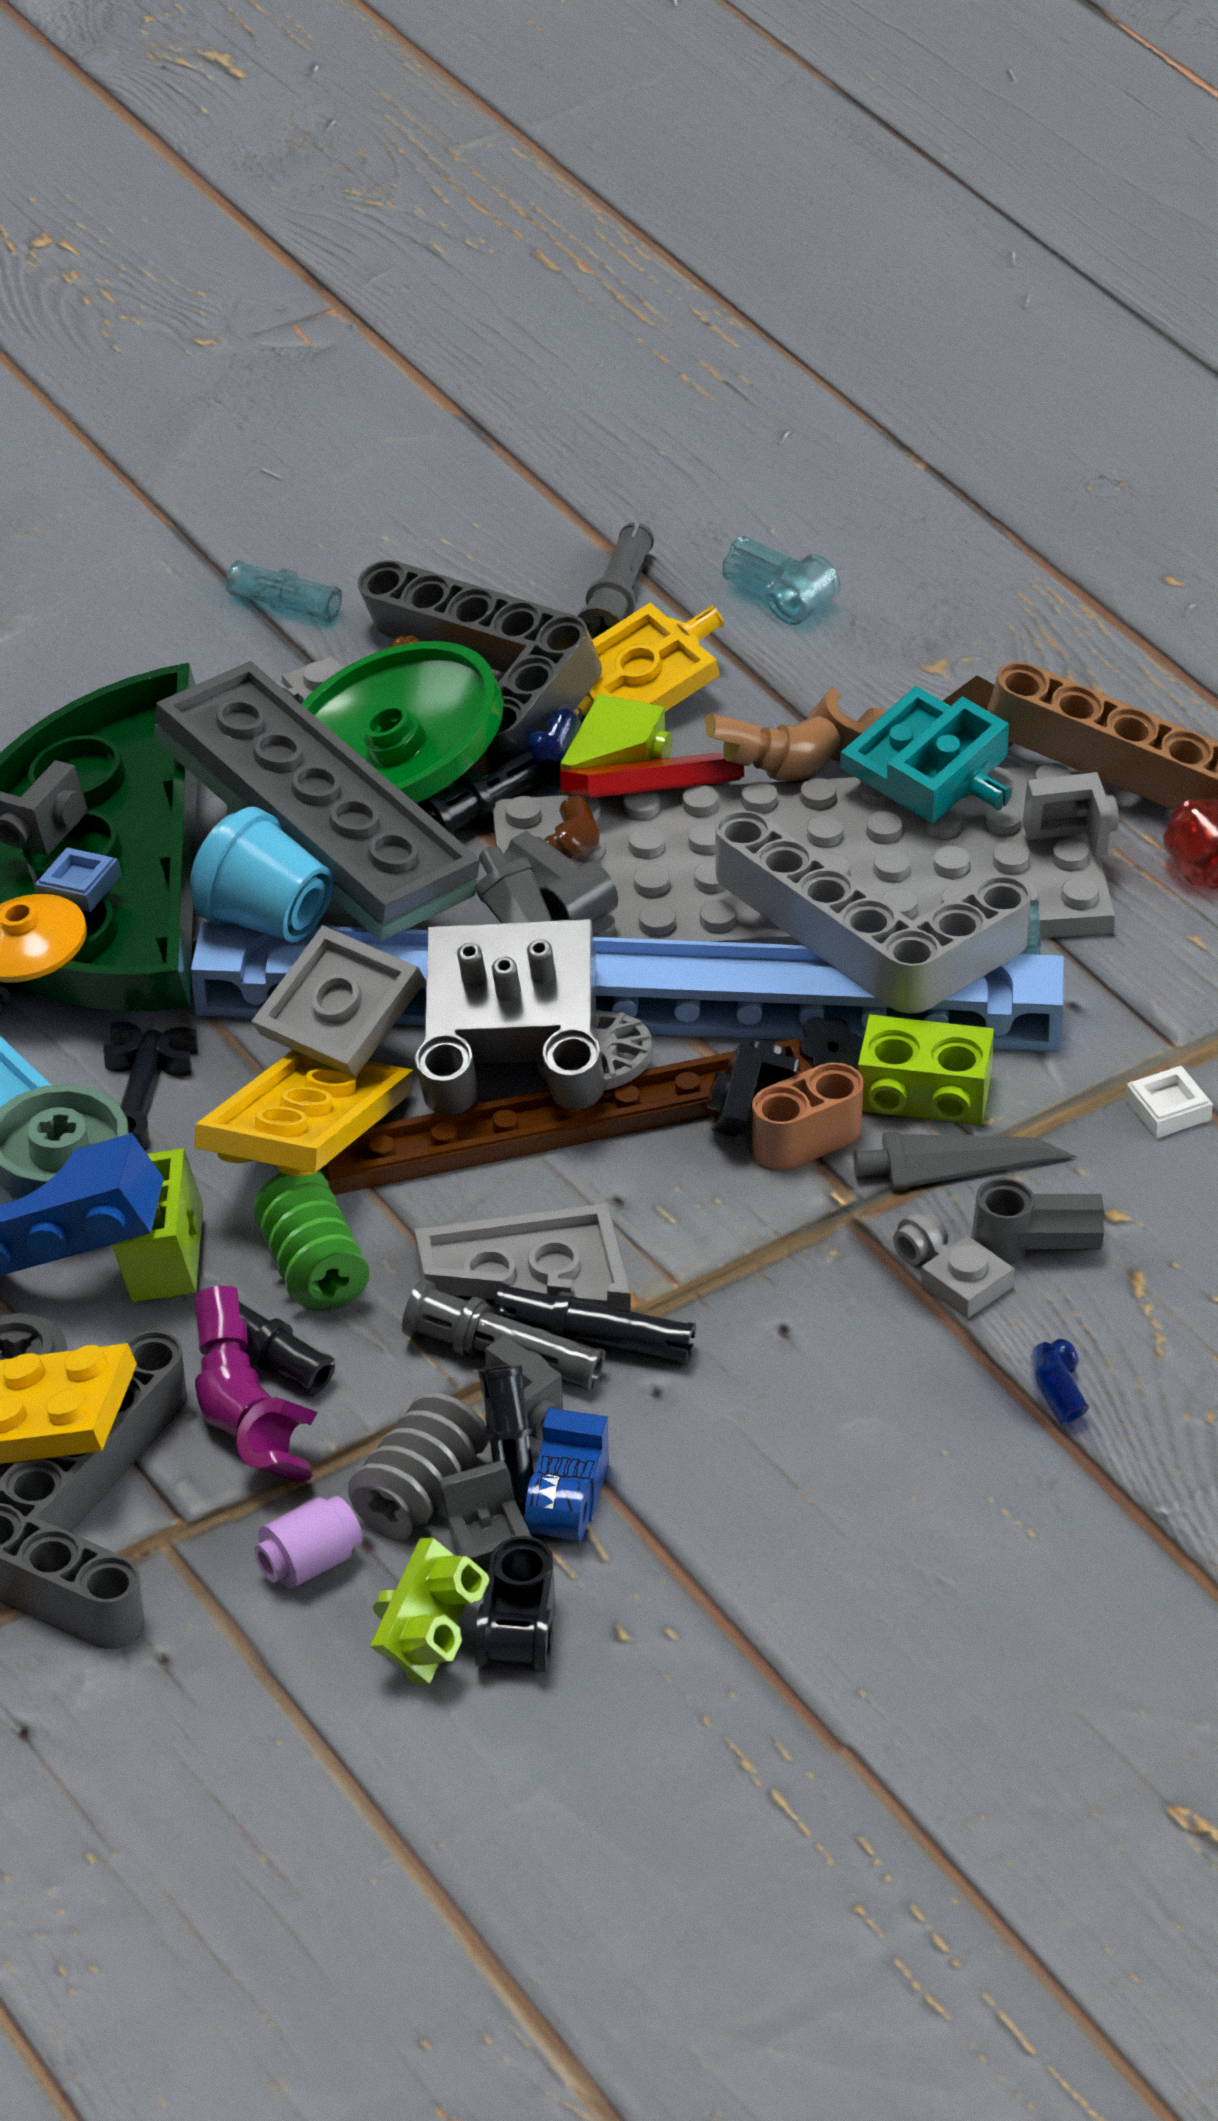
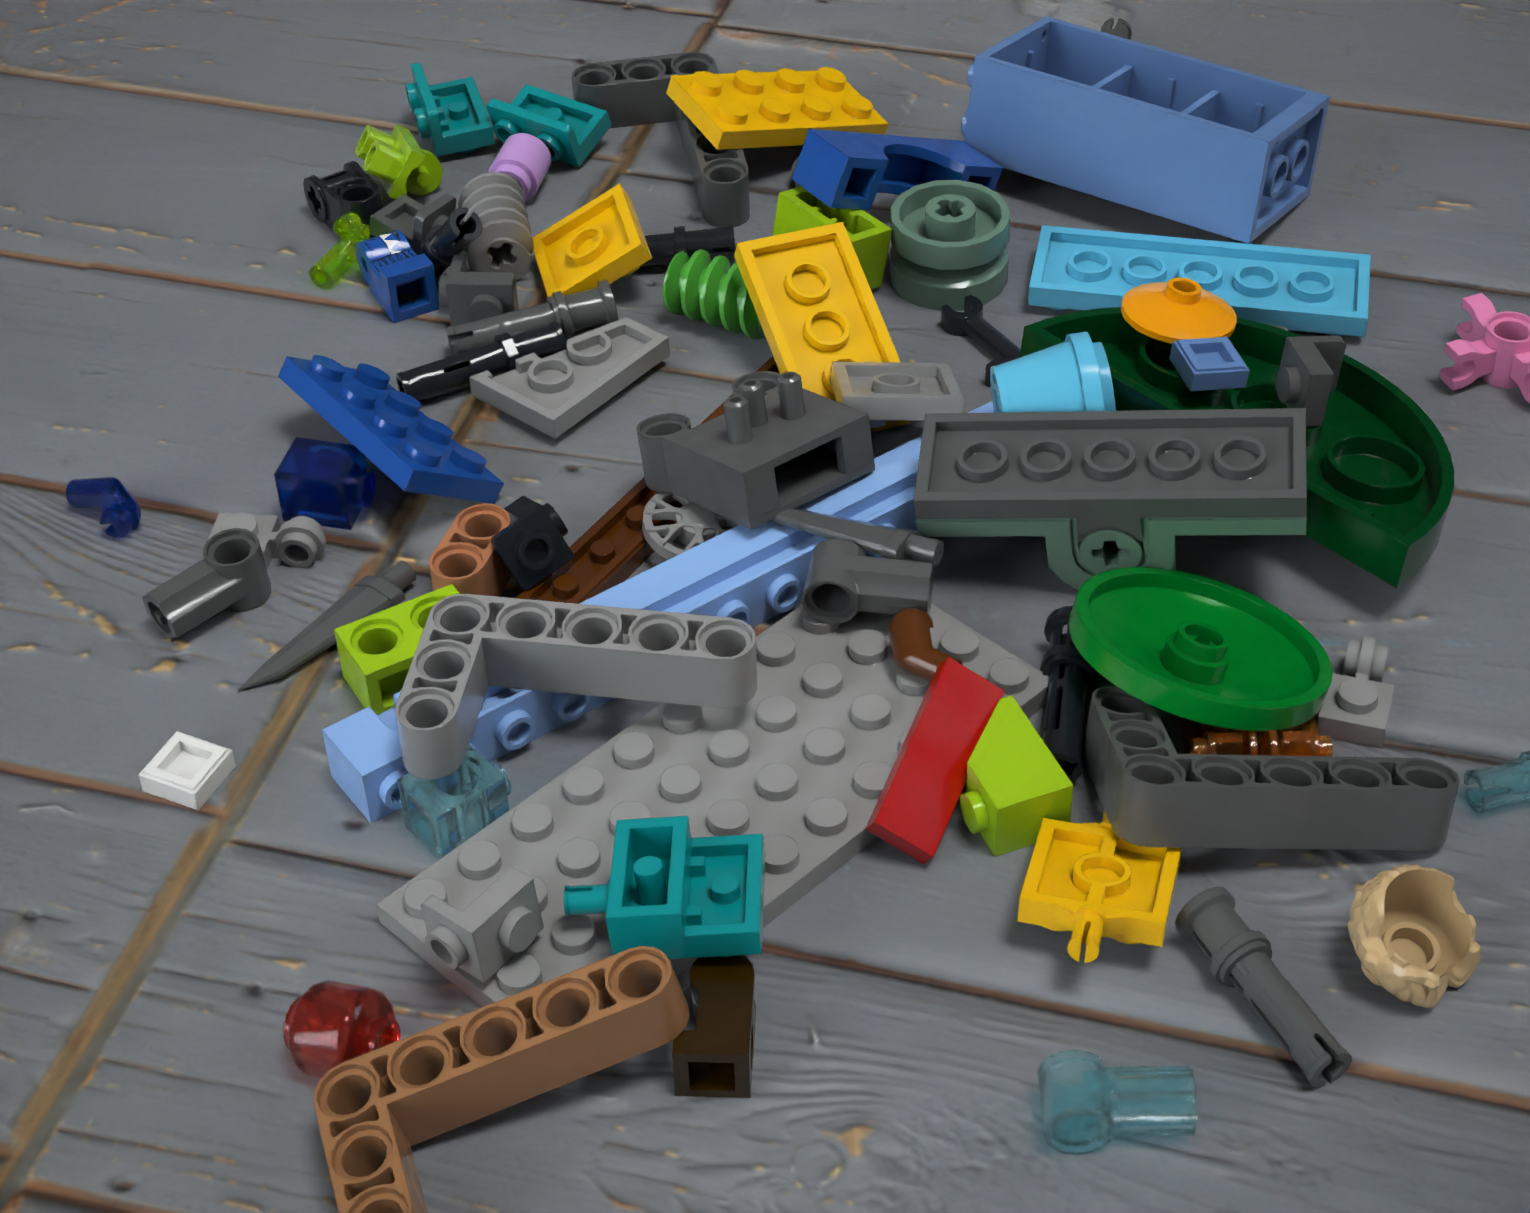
camera: 140 degrees right, 0 degrees up
(208, 1588) = (562, 124): none -> teal bracket
(232, 1395) = (657, 204): magenta piece -> none
(282, 1682) = (449, 113): none -> teal bracket
(369, 1360) = (592, 245): none -> yellow plate
(506, 550) = (1413, 934): none -> tan hair
(560, 733) = (1050, 716): clear blue arm -> none
(587, 1556) = (342, 254): none -> clear neon green arm
(760, 1266) = (391, 429): none -> blue plate
(791, 751) = (832, 862): medium nougat piece -> none
(858, 1266) = (324, 482): none -> clear blue brick

